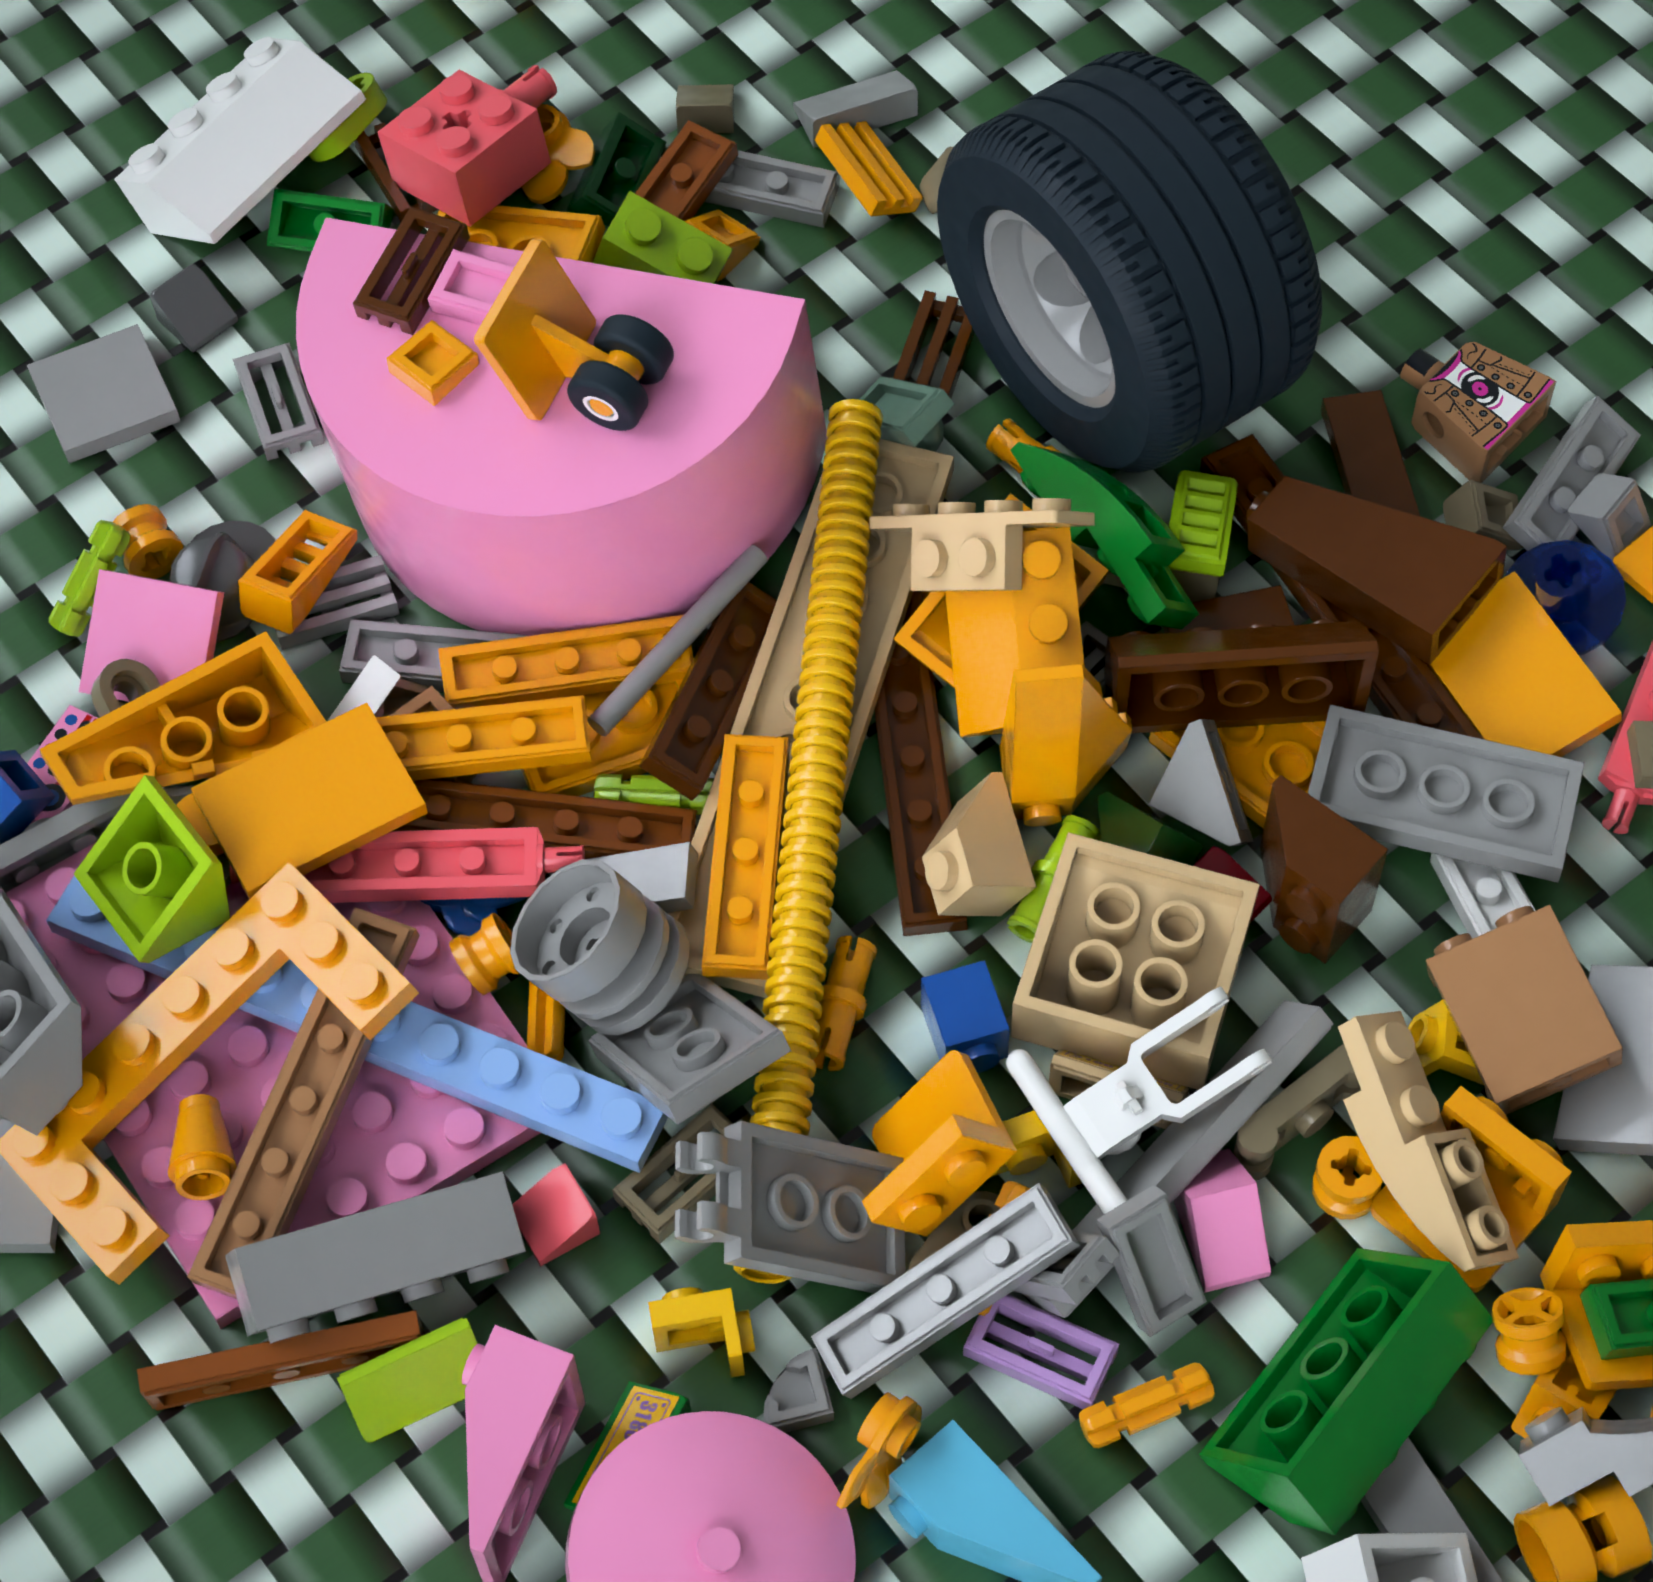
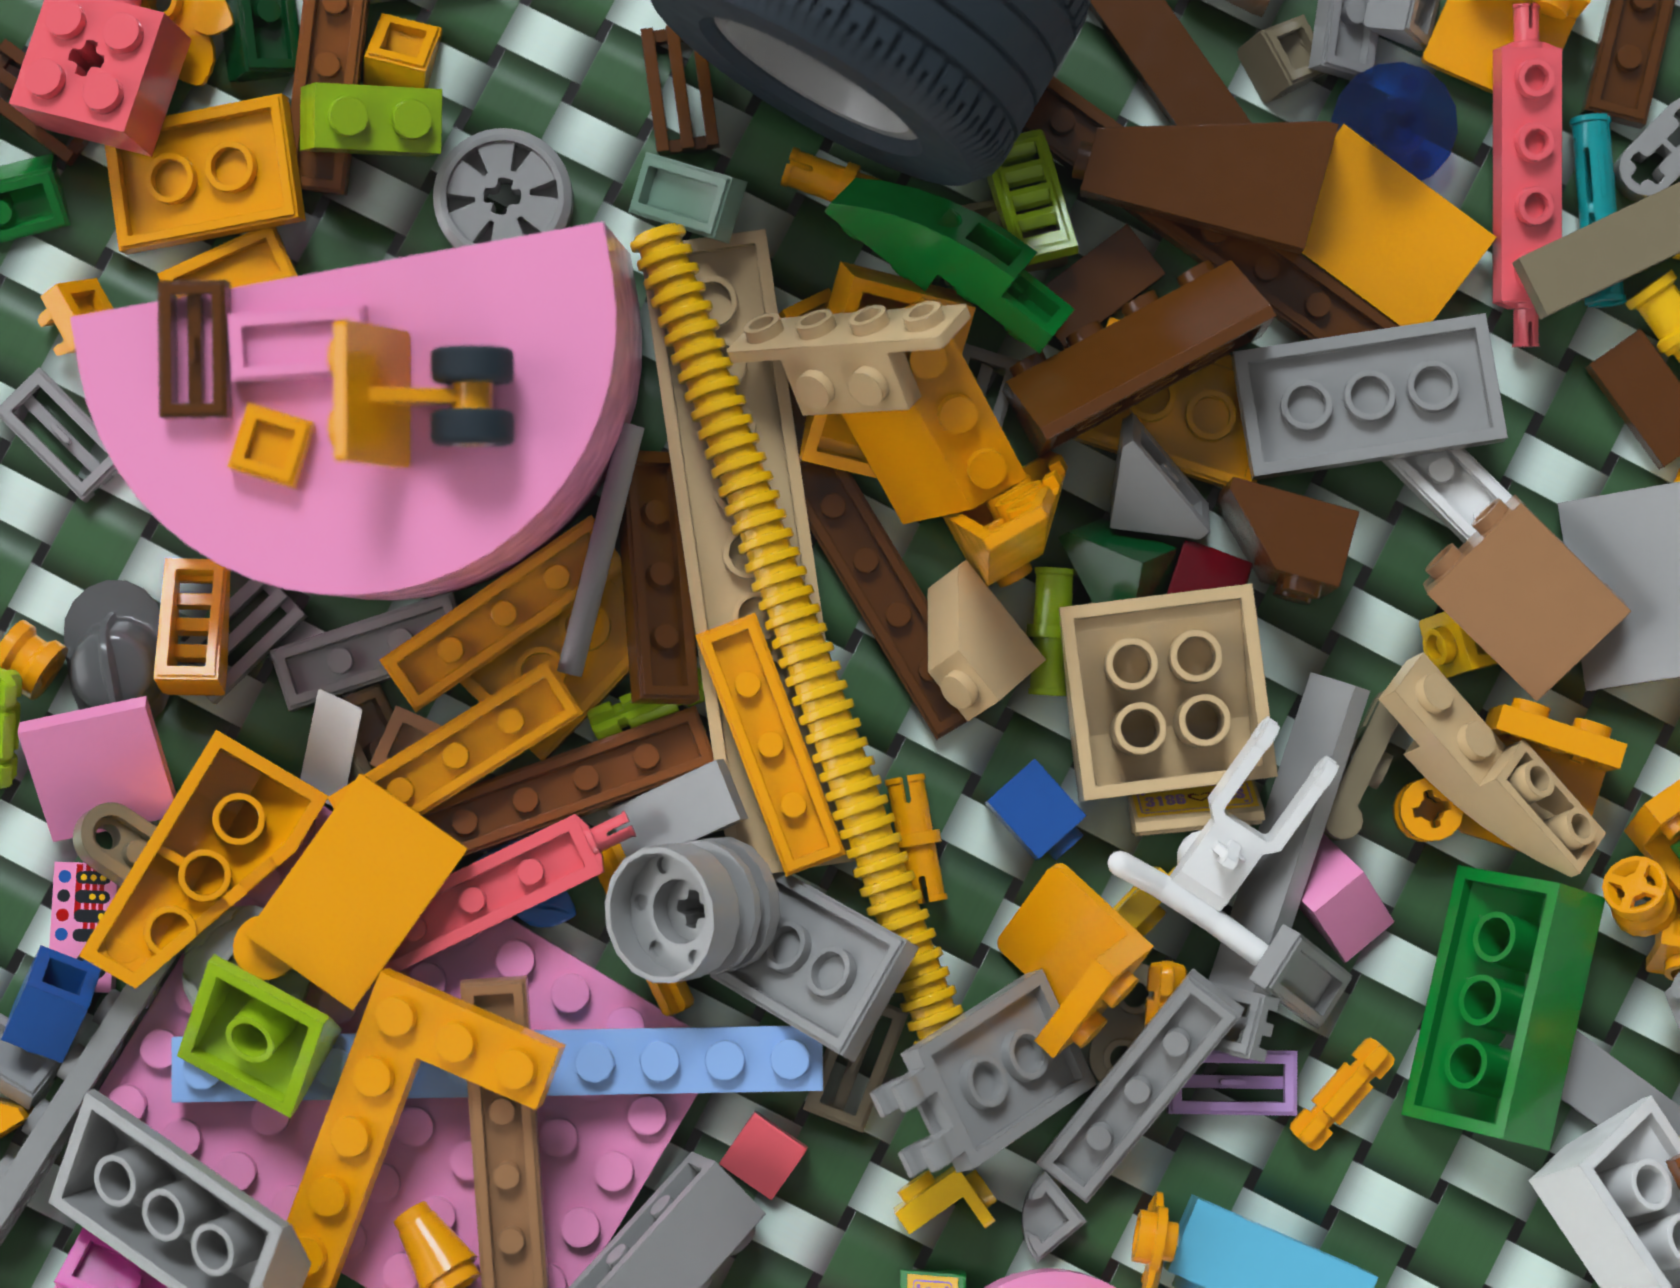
camera: 30 degrees left, 25 degrees up
(485, 954) = (581, 943): light orange wheel -> none

